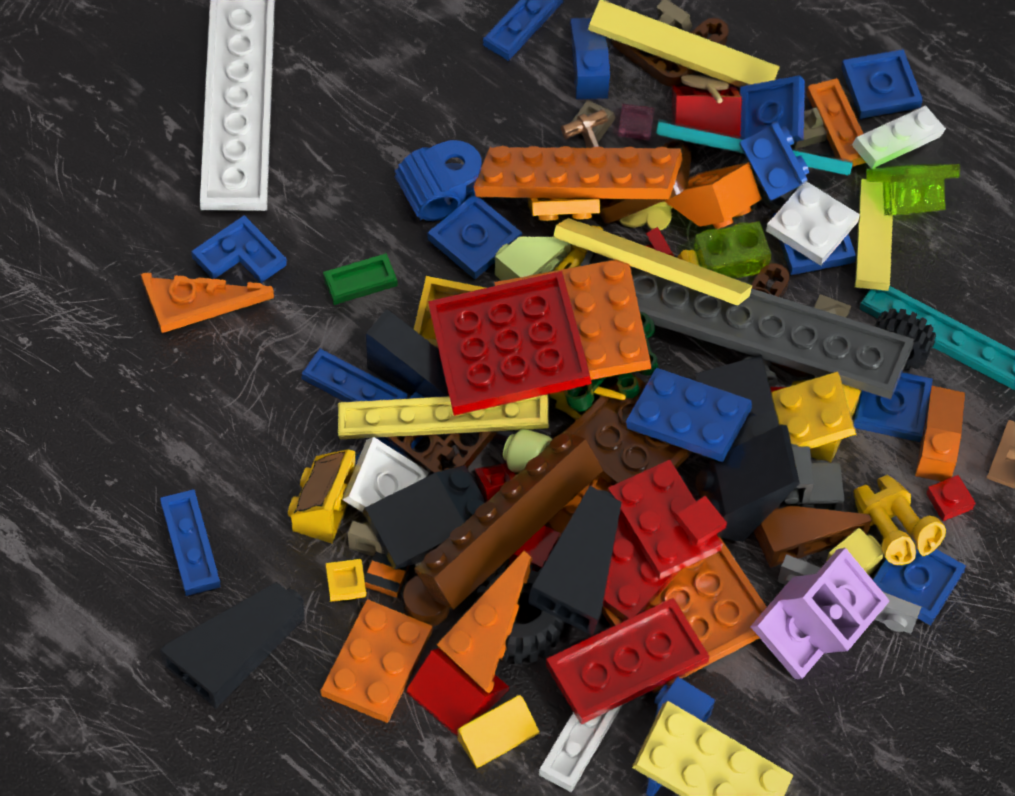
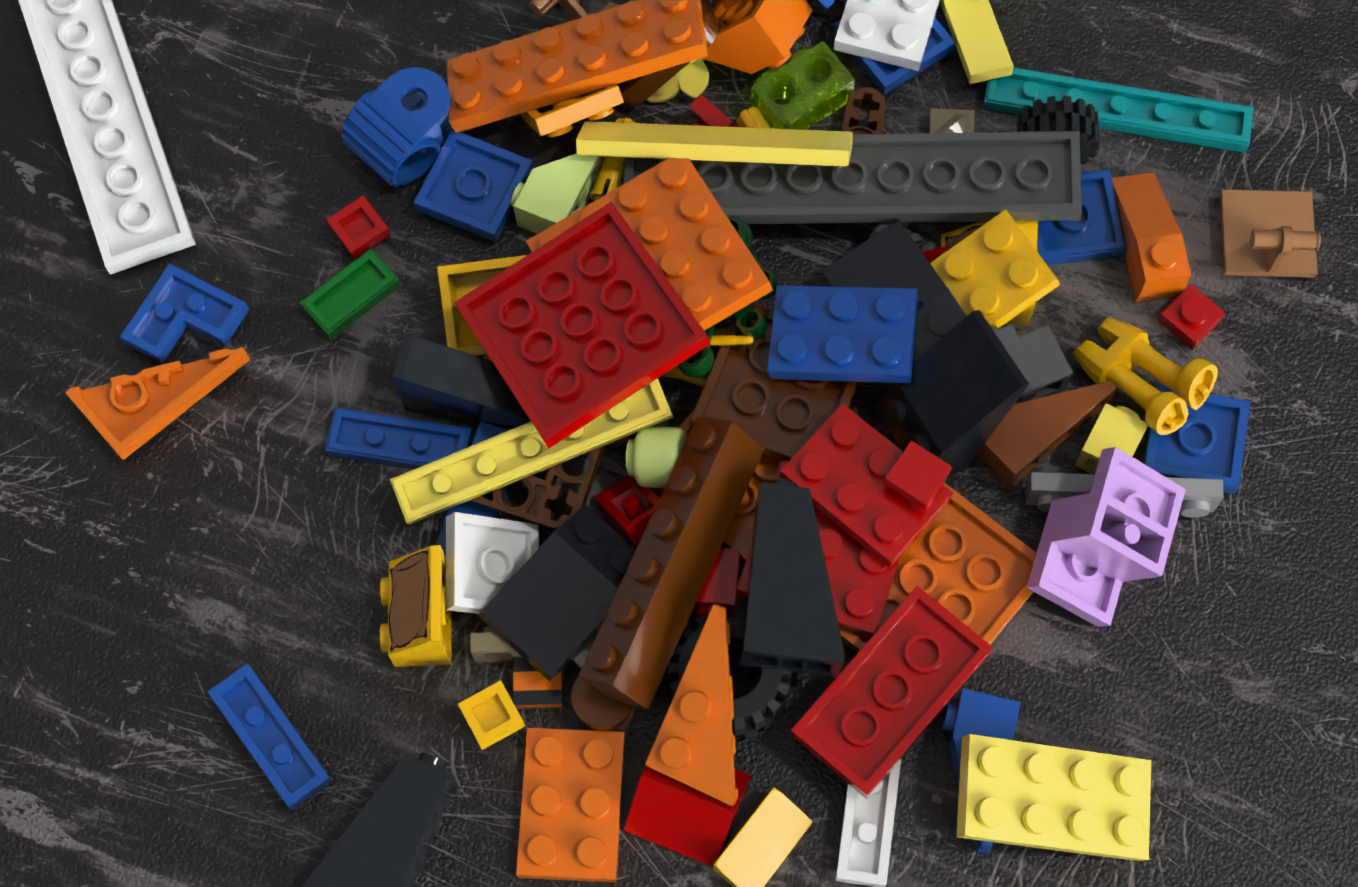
camera: 15 degrees left, 10 degrees up
(383, 236) = (358, 227): none -> red plate

